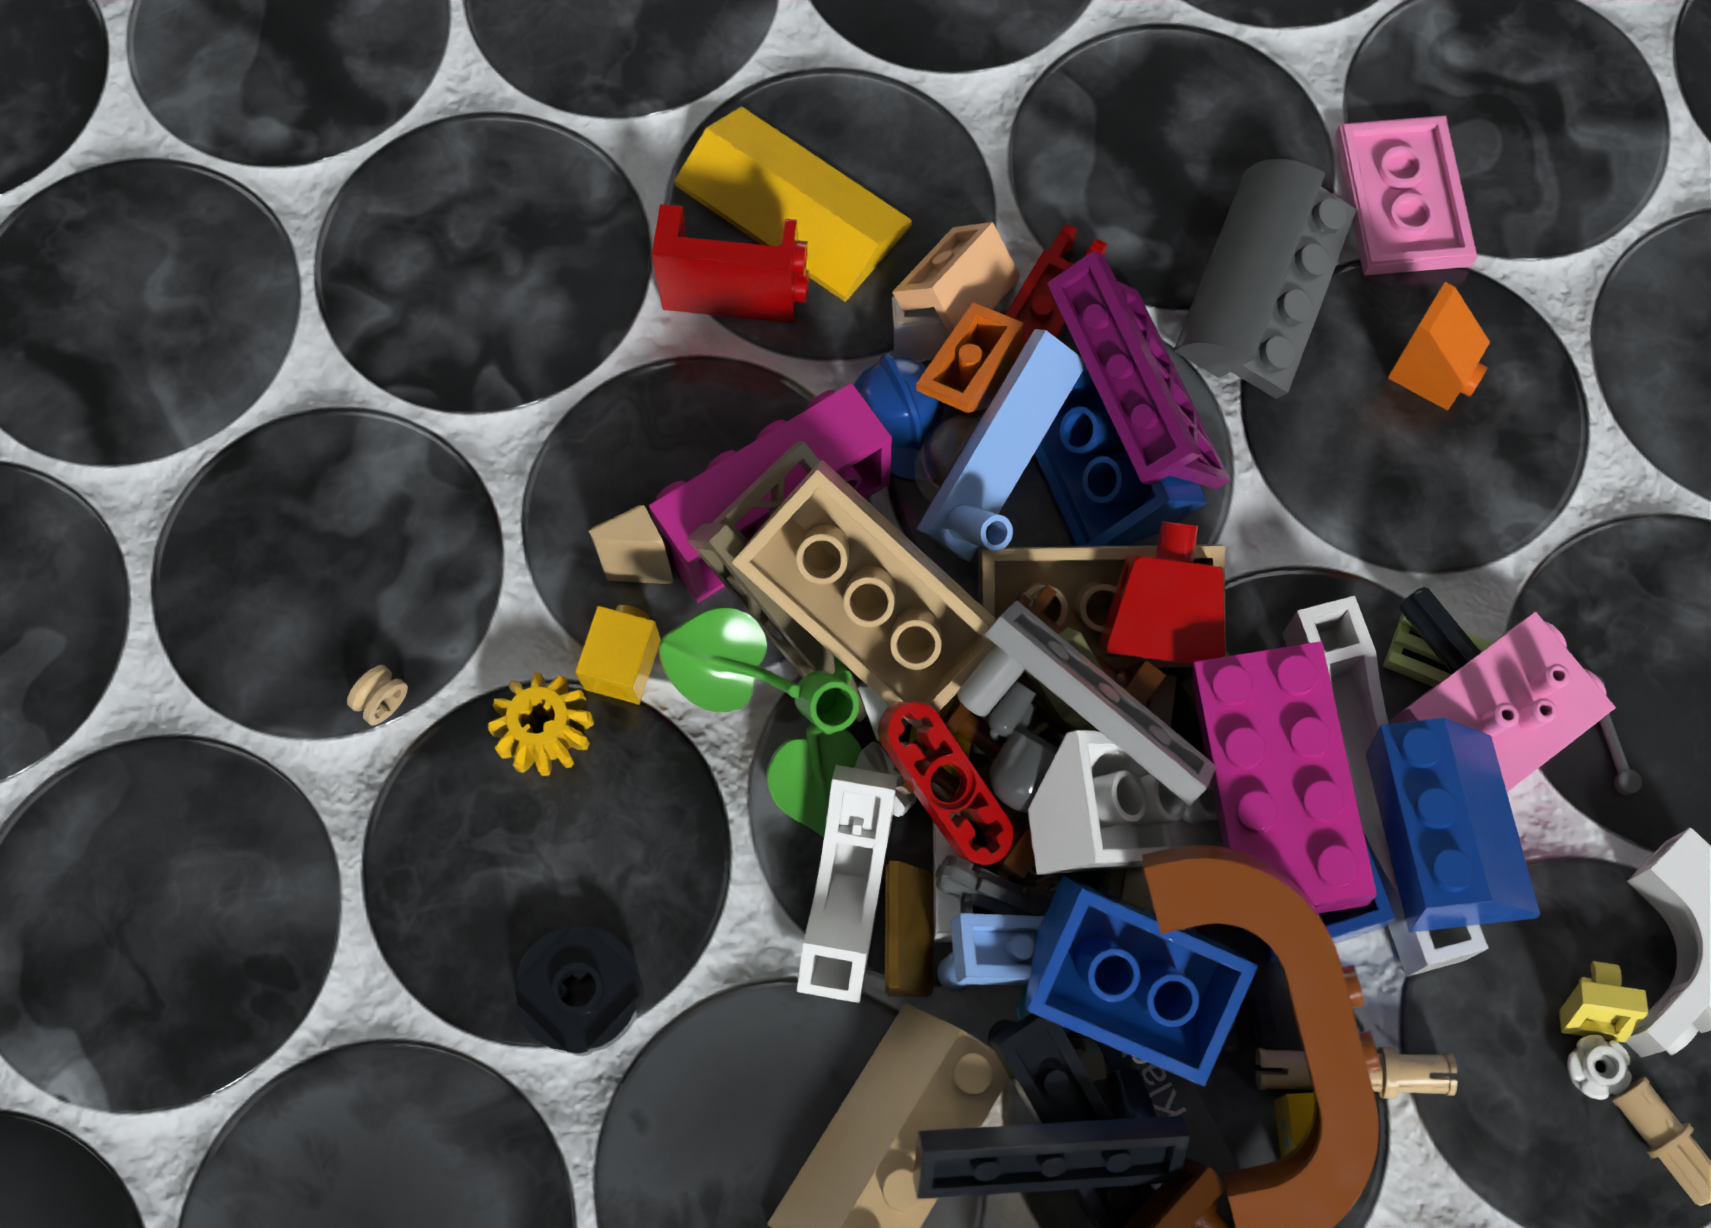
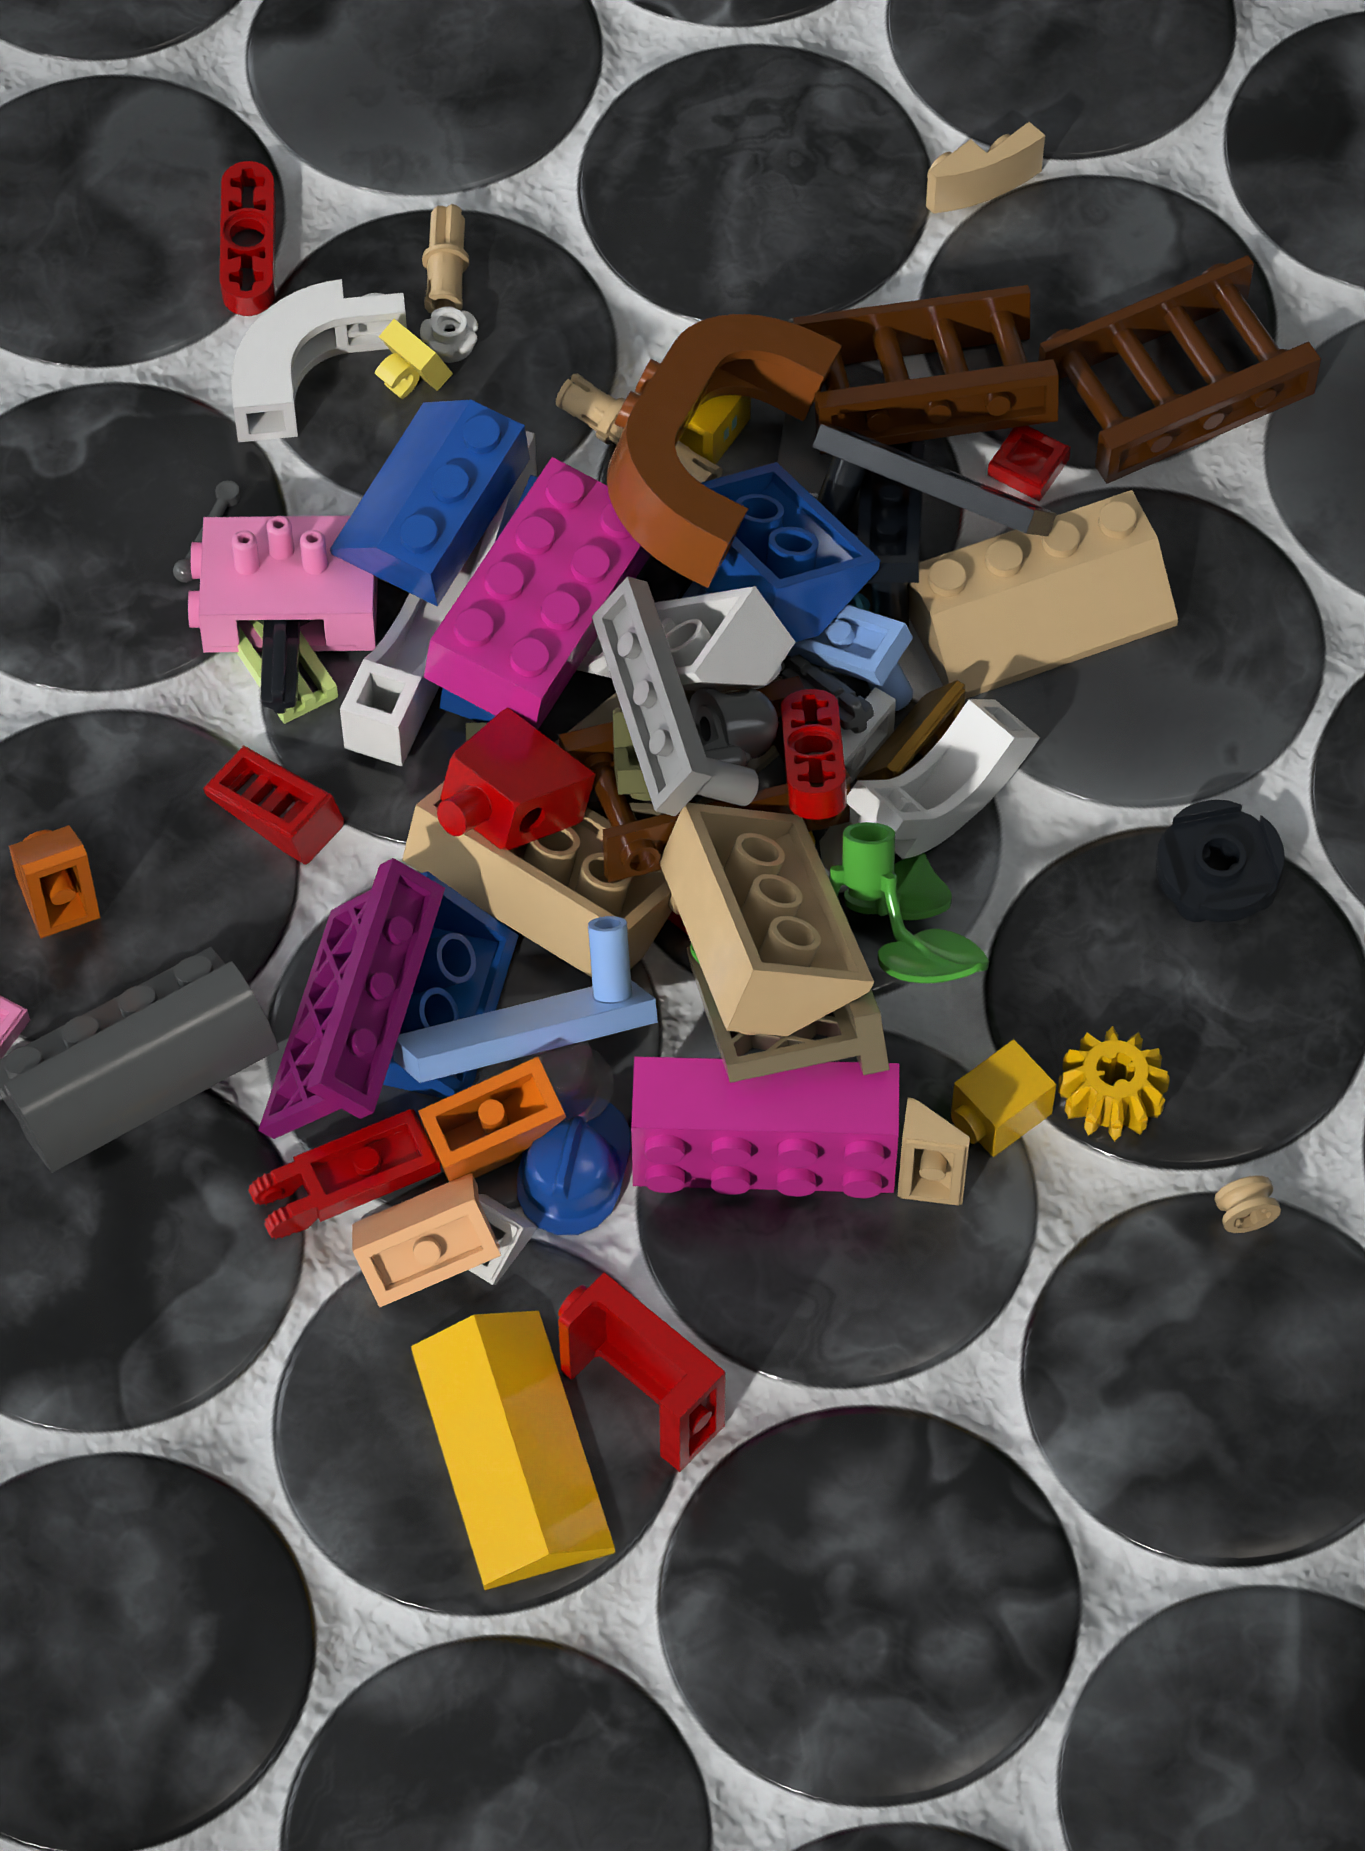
camera: 145 degrees left, 10 degrees down
(1309, 541) = (302, 829): none -> red slope

